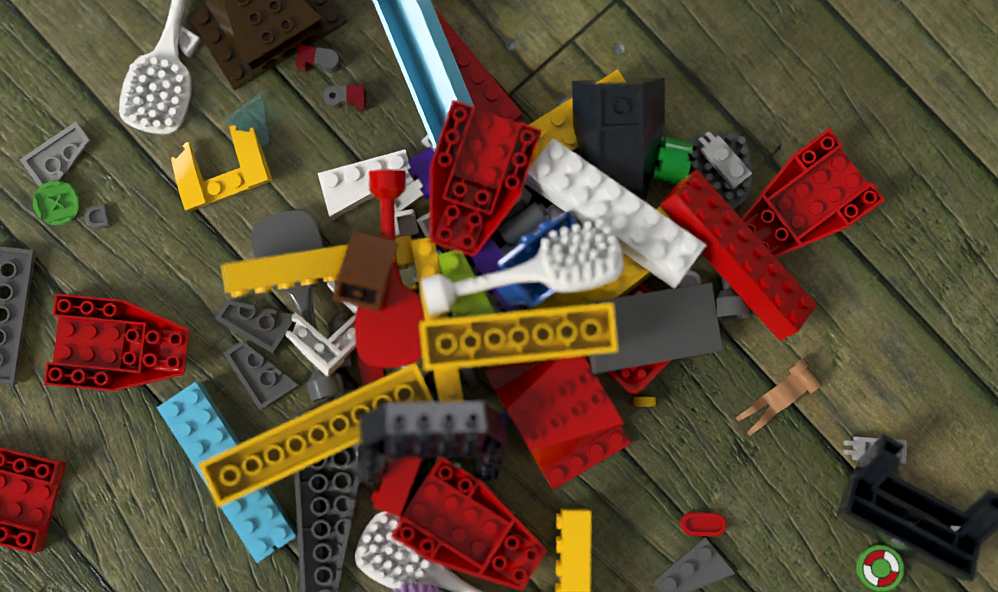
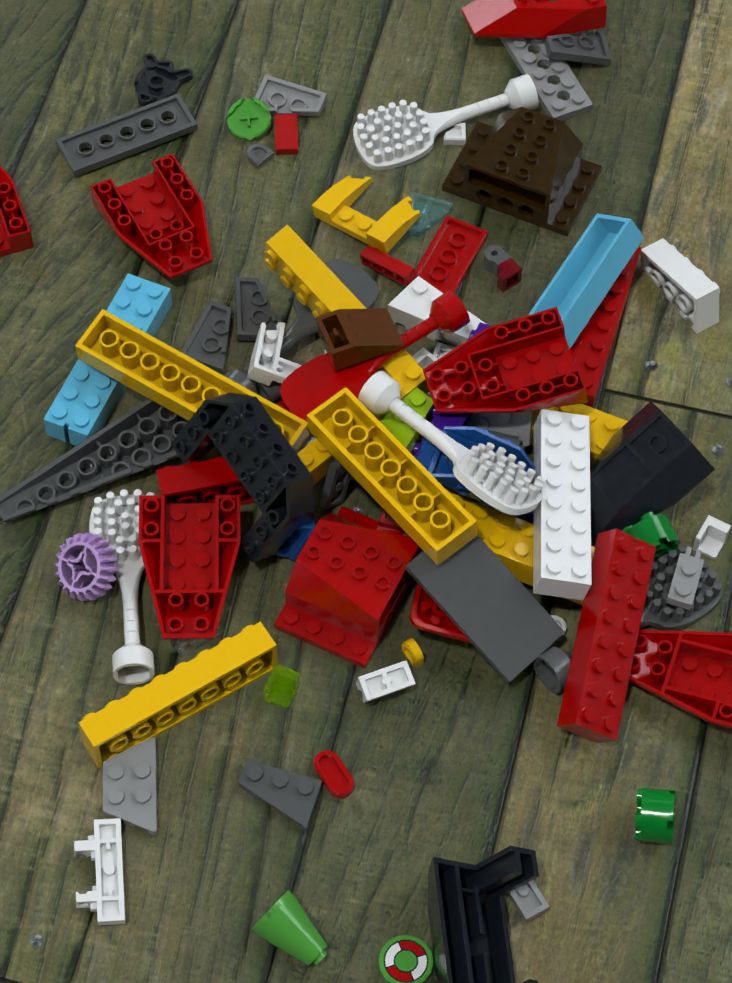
camera: 55 degrees right, 25 degrees down
(91, 180) = (286, 134): none -> red tile
(284, 187) = (387, 265): none -> red piece
(306, 132) = (451, 254): none -> red tile
(317, 58) = (517, 228): leg -> none
(610, 518) = (281, 686): none -> clear neon green panel
(658, 439) = (385, 681): none -> white hinge
(692, 111) = (711, 537): none -> white panel
(782, 395) = (511, 768): medium nougat flag -> none
(891, 317) = (655, 815): none -> green brick

